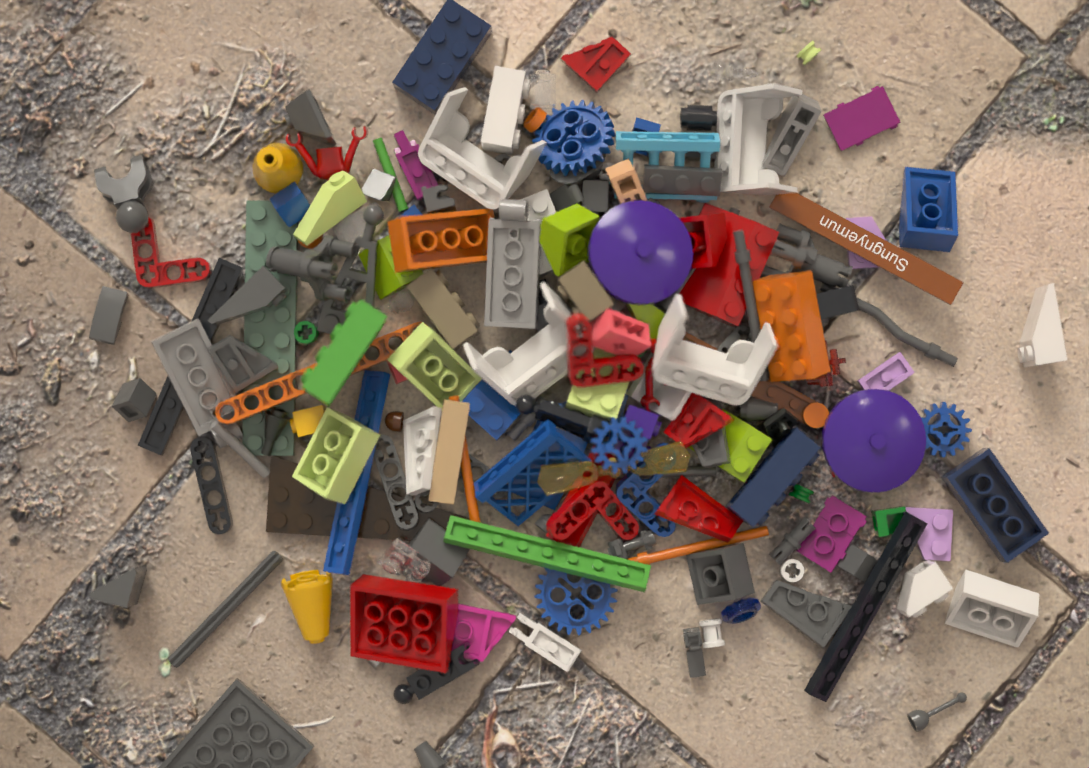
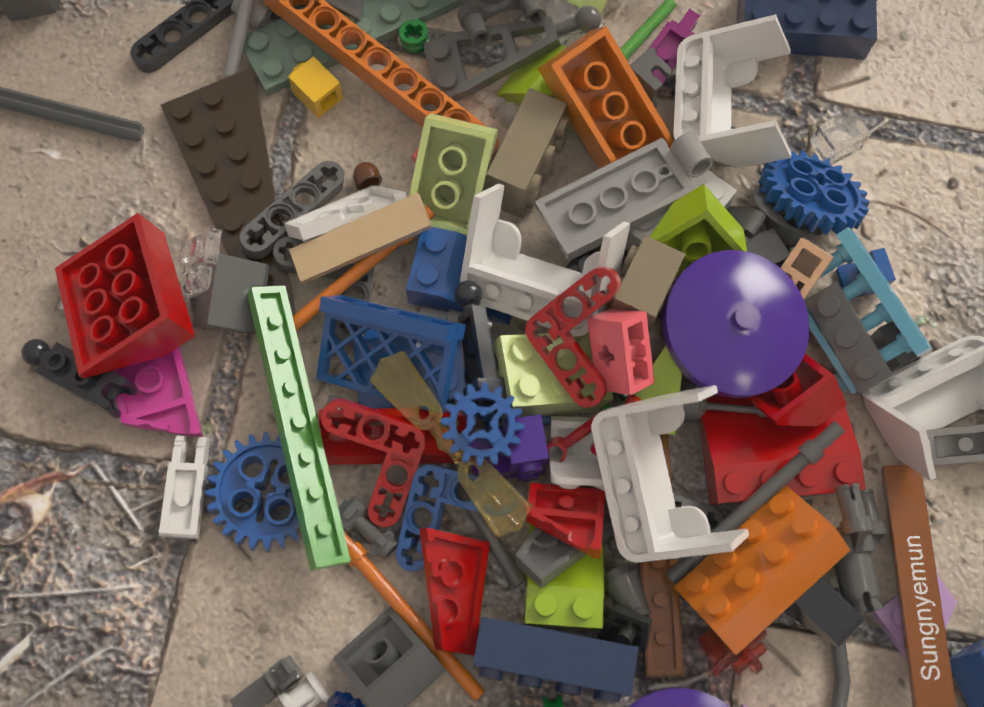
camera: 55 degrees right, 15 degrees down
(274, 424) = (289, 45): pearl dark grey cone -> none
(310, 602) = (96, 189): yellow cone -> none
(336, 456) = (285, 119): yellowish green brick -> none
(344, 352) = (410, 55): bright green brick -> none
(348, 515) = (277, 158): blue plate -> none
(379, 185) = (623, 24): slope -> none
(505, 110) = (797, 96): white brick -> none
(534, 119) = (804, 143): orange tile -> none
(597, 62) = (913, 180): red wing -> none
(698, 117) = (931, 321): black brick -> none
(815, 415) = (665, 671): orange tile -> none

